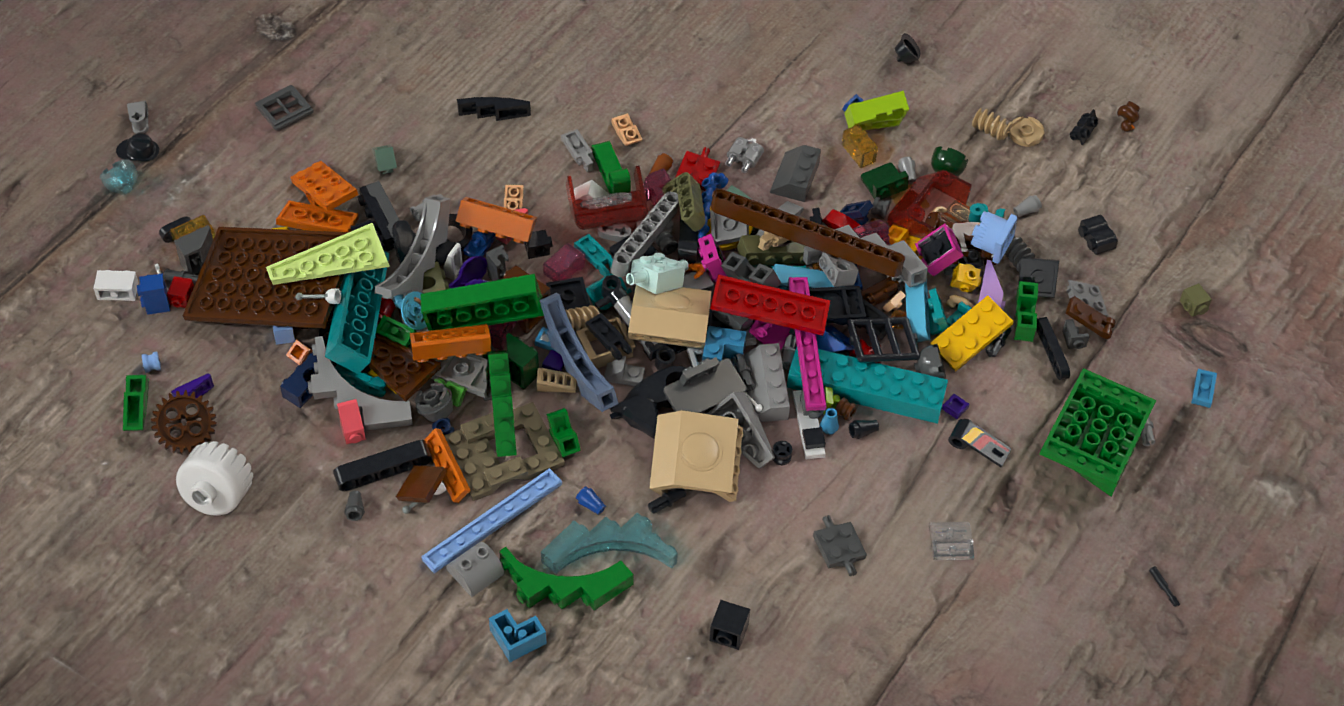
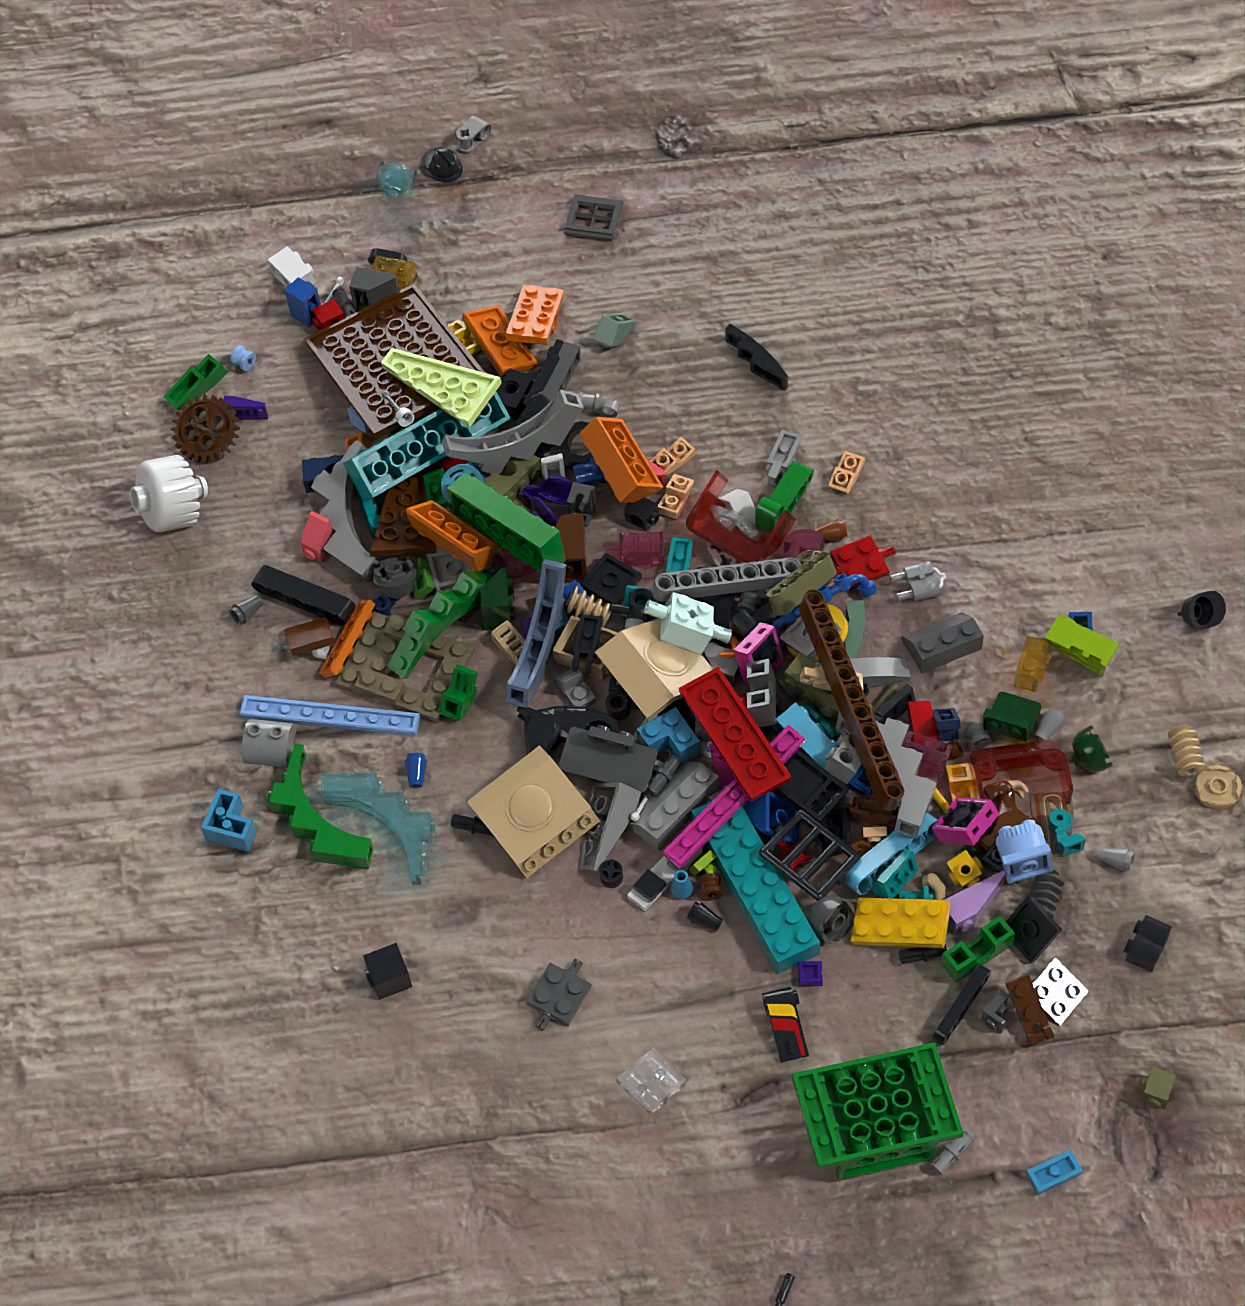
camera: 55 degrees right, 5 degrees up
(544, 219) = (675, 496): none -> light nougat slope

